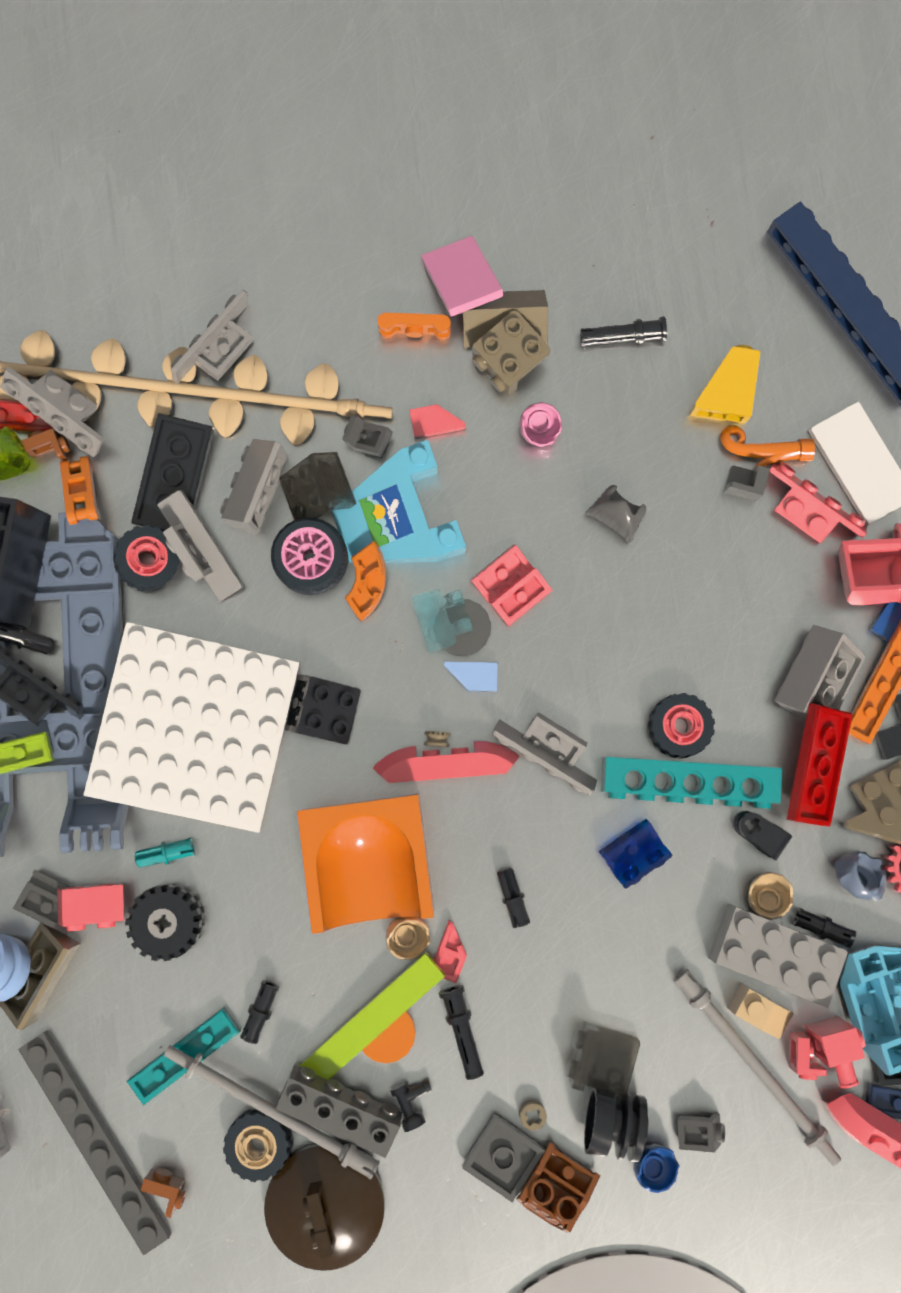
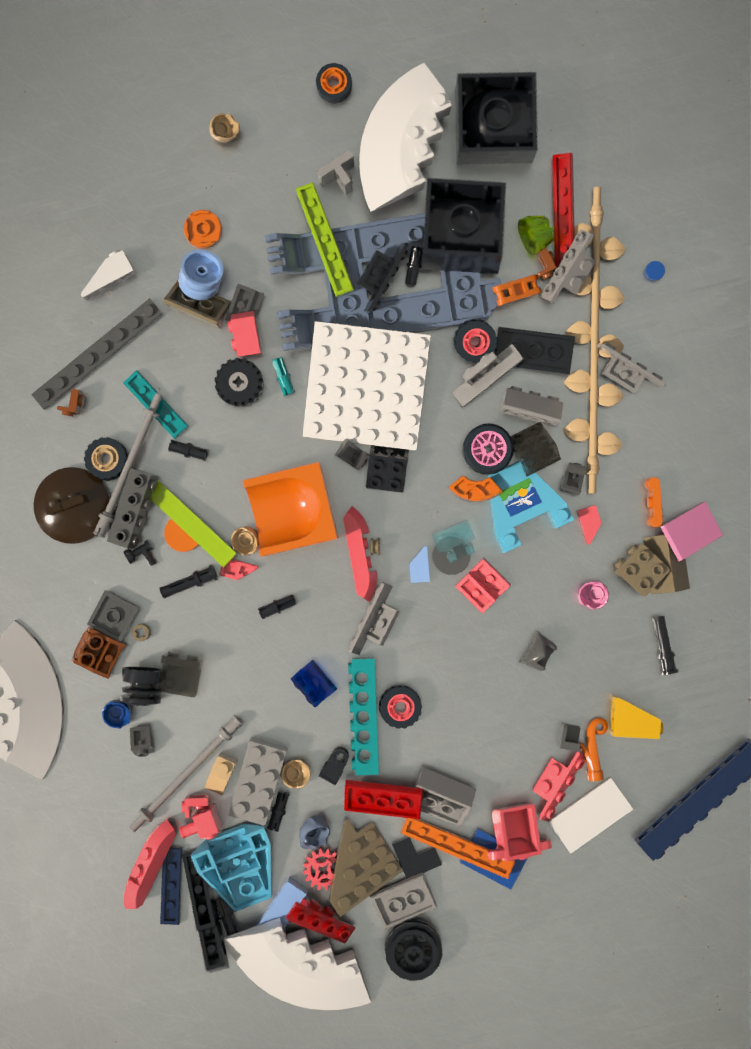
camera: 90 degrees right, 5 degrees up
(79, 292) = (654, 270): none -> blue tile
(295, 759) = (352, 454): none -> dark grey bracket

